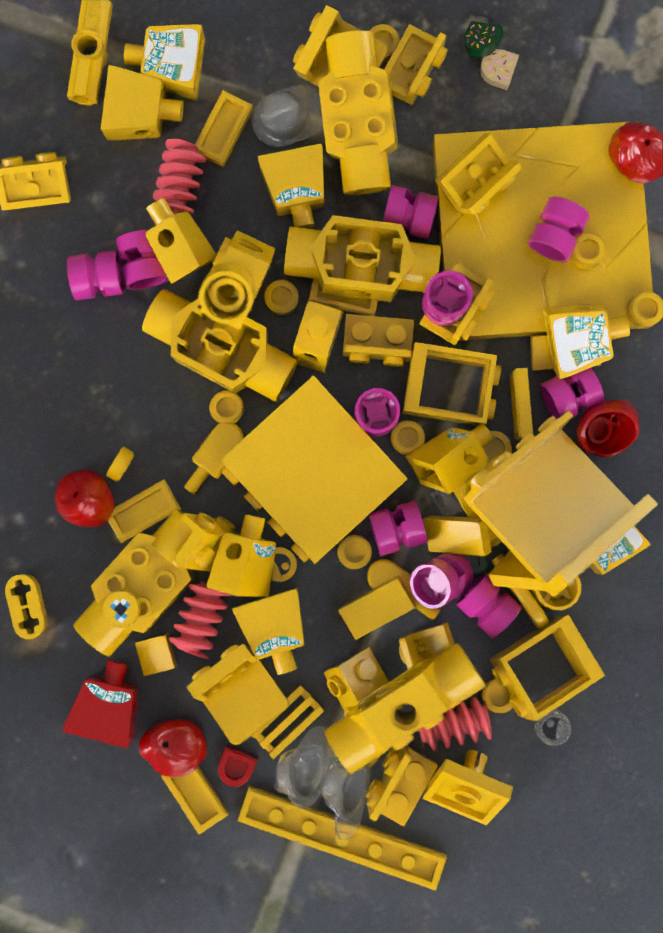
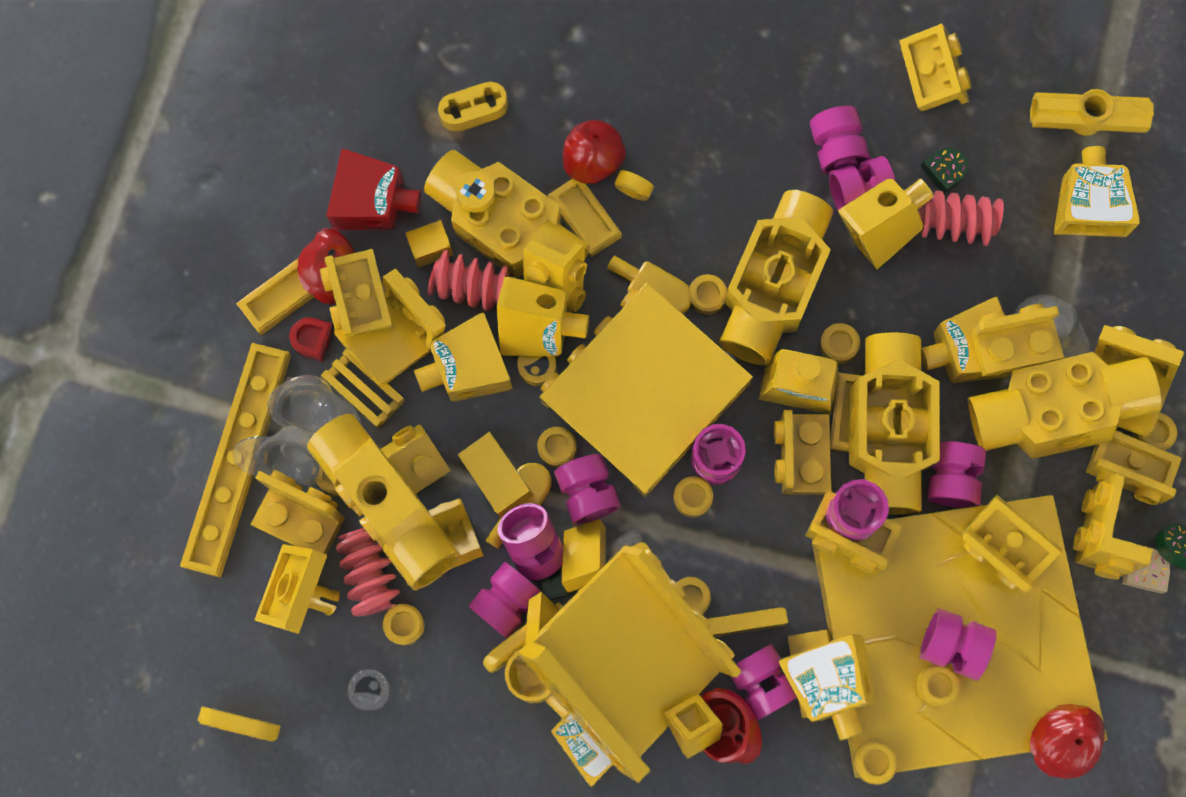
camera: 90 degrees right, 10 degrees down
(128, 184) = (946, 168): none -> dark green tile
(136, 106) = (1035, 166): yellow torso -> none
(206, 723) = (357, 293): none -> yellow bracket
(223, 128) = (1025, 263): yellow tile -> none
(235, 279) = (848, 272): yellow brick -> none
(303, 144) = (1016, 339): none -> yellow bracket
(450, 458) = (670, 528): yellow torso -> none
(464, 100) = (1094, 540): none -> yellow bracket
(490, 377) = (765, 498): yellow window -> none
(575, 651) = (461, 706): yellow window -> none
(575, 841) = (238, 724): none -> yellow tile
(606, 455) = (693, 725): none -> yellow slope

